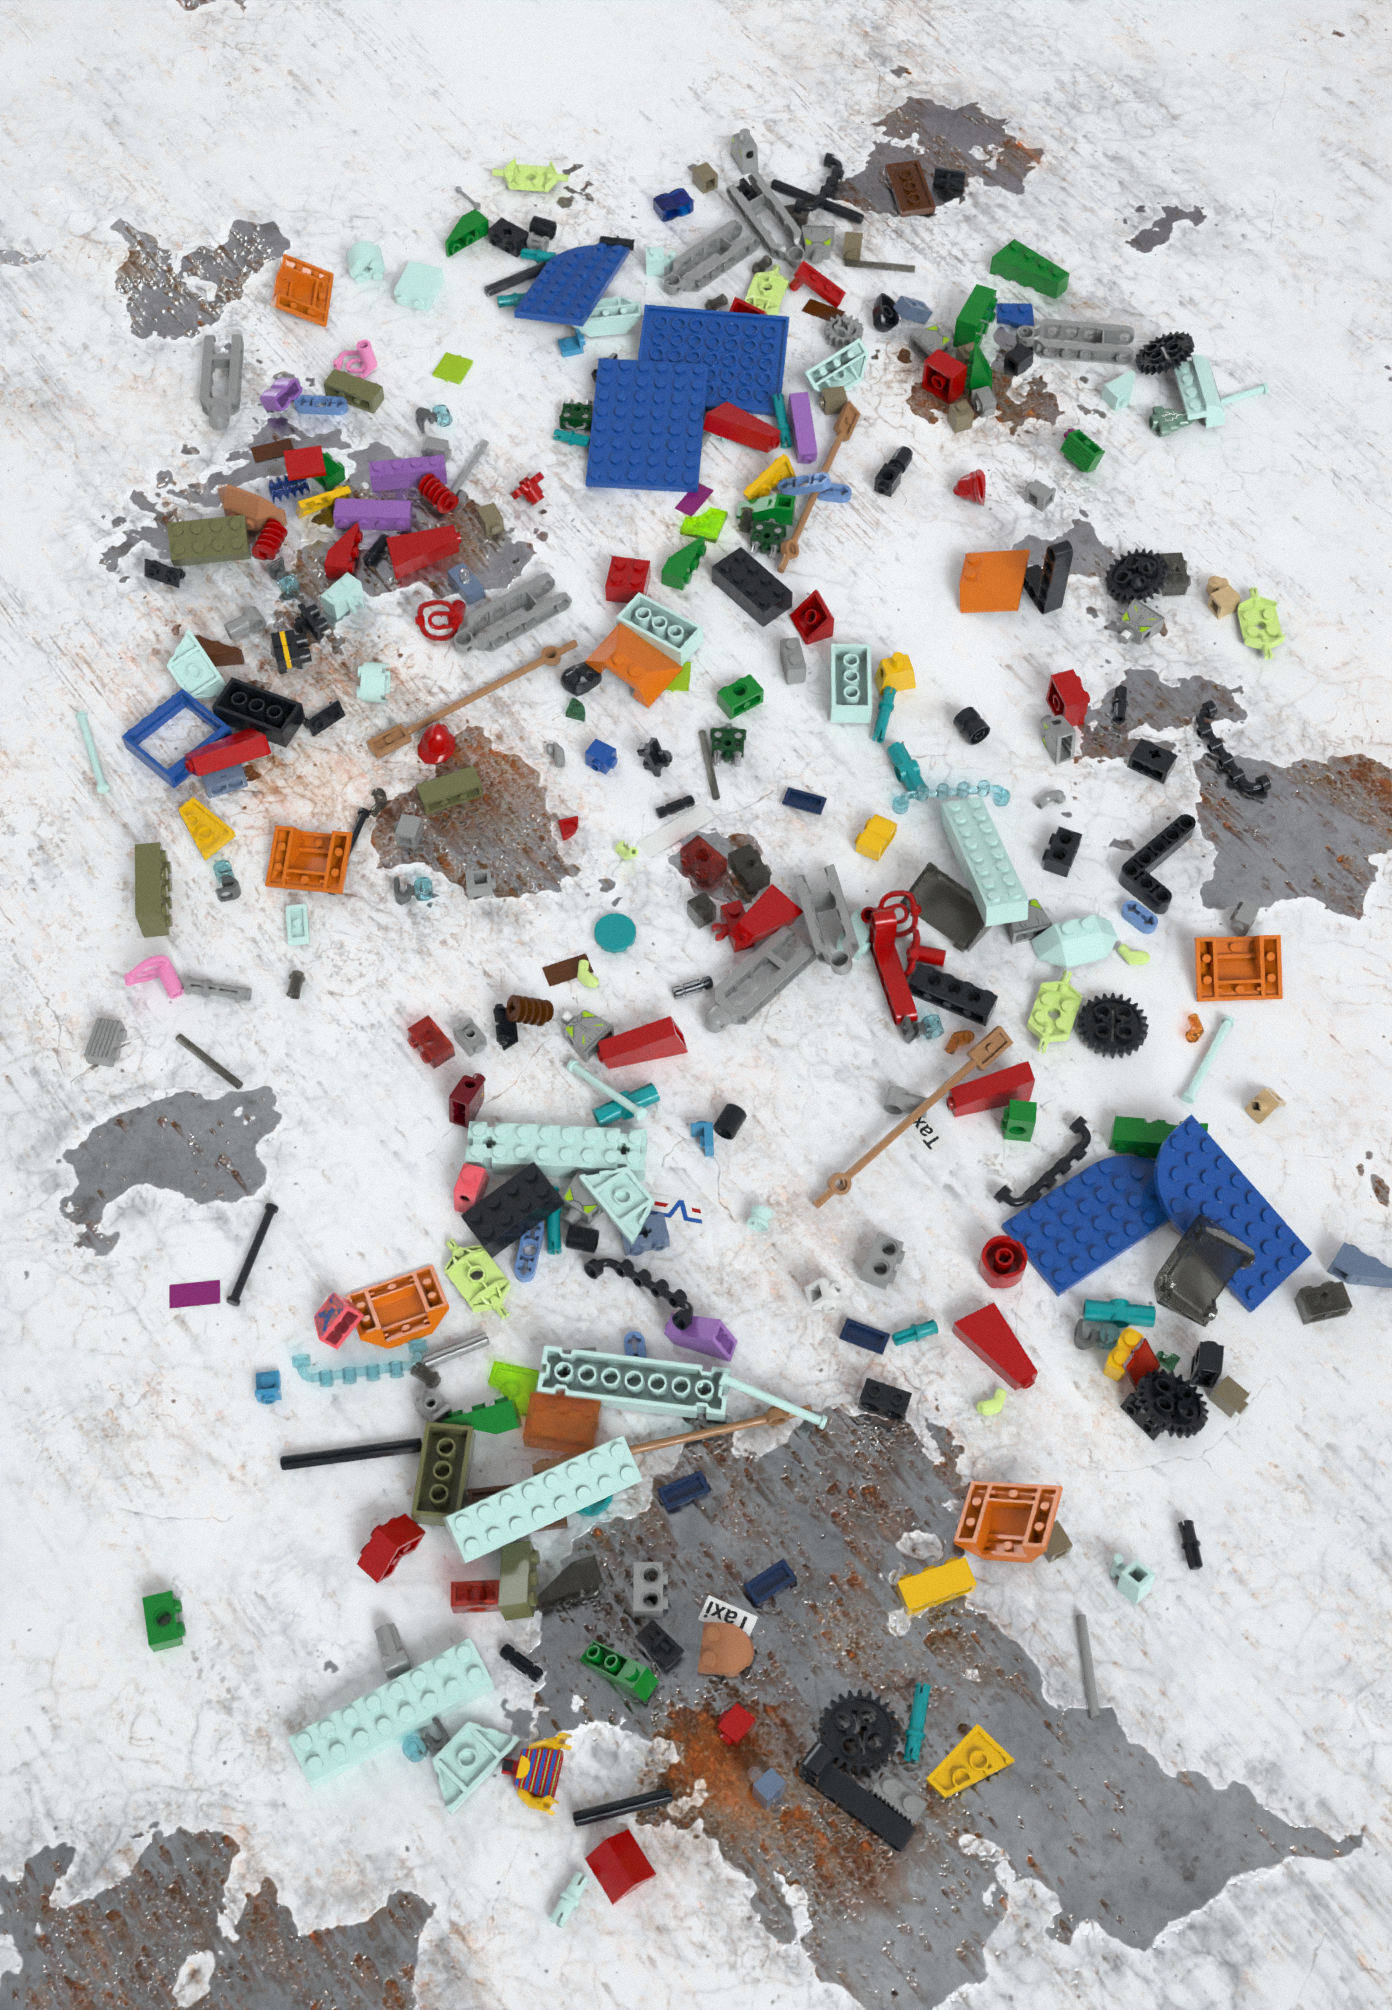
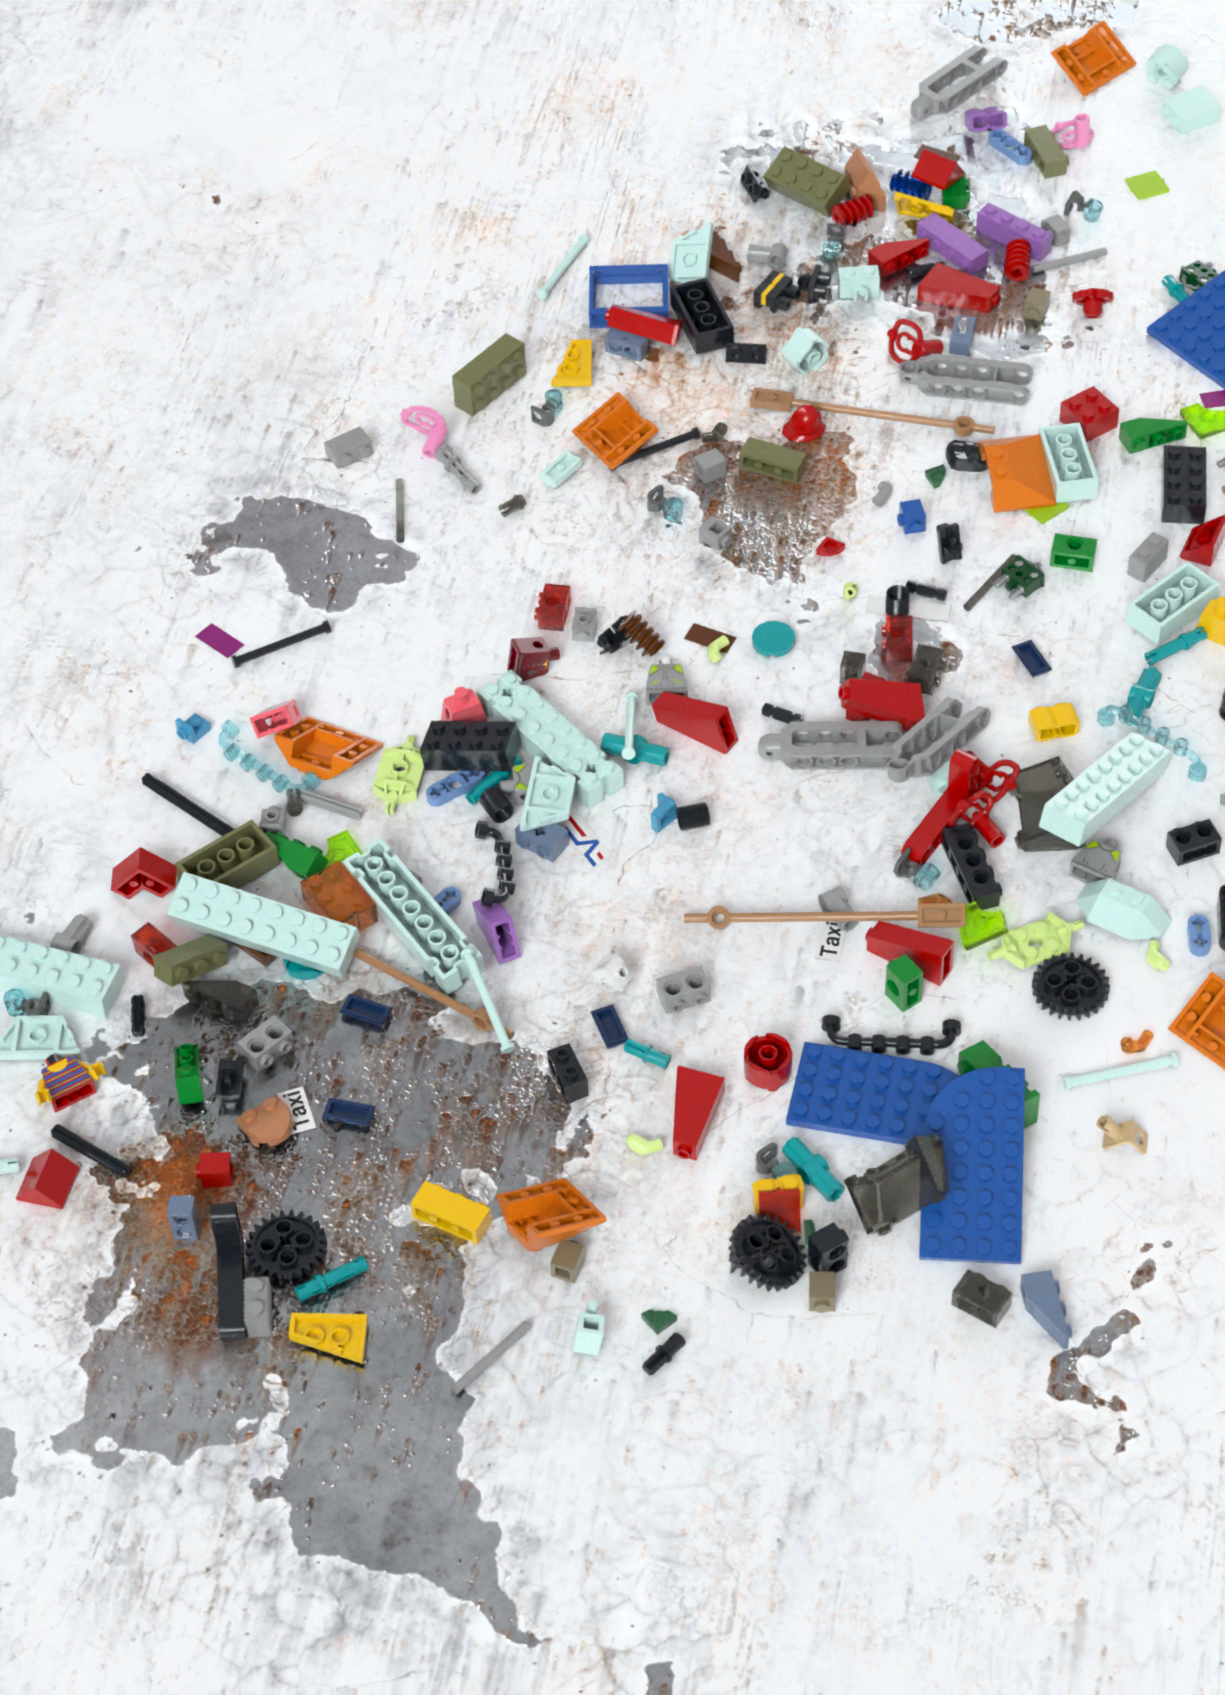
camera: 50 degrees right, 10 degrees down
(672, 824) = (897, 600): none -> black piece
(759, 1218) = (633, 892): light aqua wheel -> none
(1017, 1028) = (982, 926): none -> clear neon green tile
(1154, 1522) = (658, 1320): none -> clear green tile

